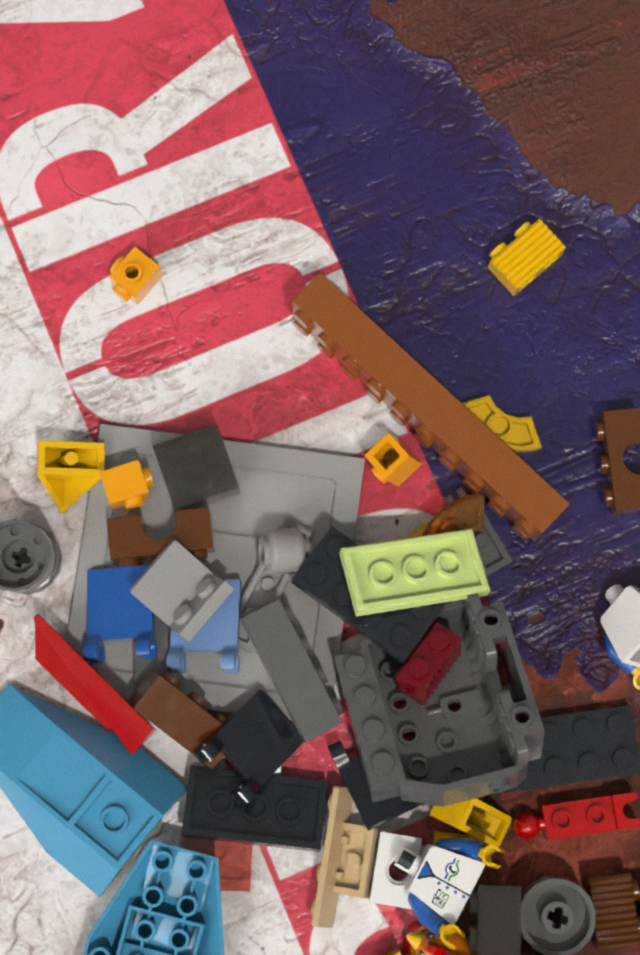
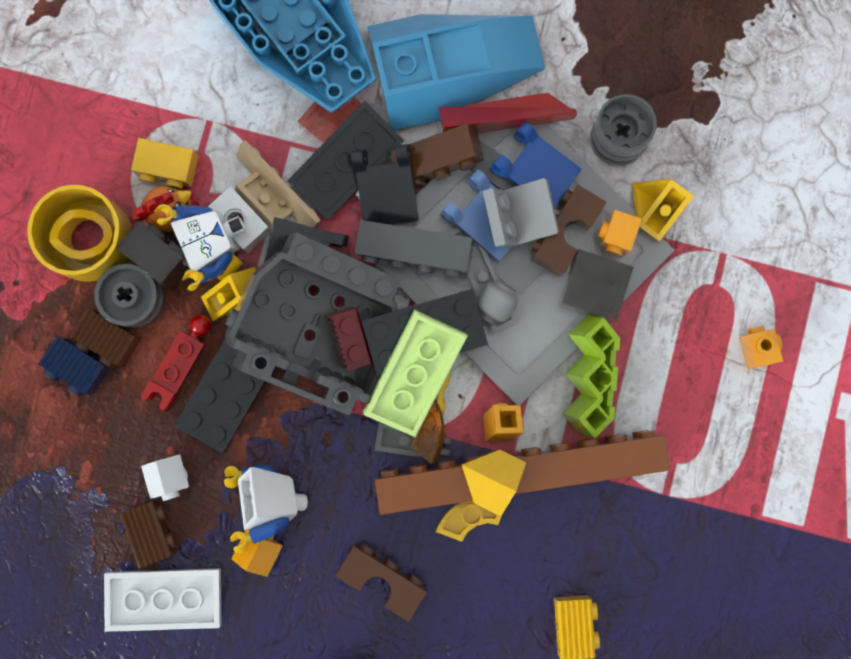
camera: 125 degrees right, 5 degrees up
(283, 408) = (593, 376): none -> lime brick
(455, 421) = (494, 479): none -> yellow slope

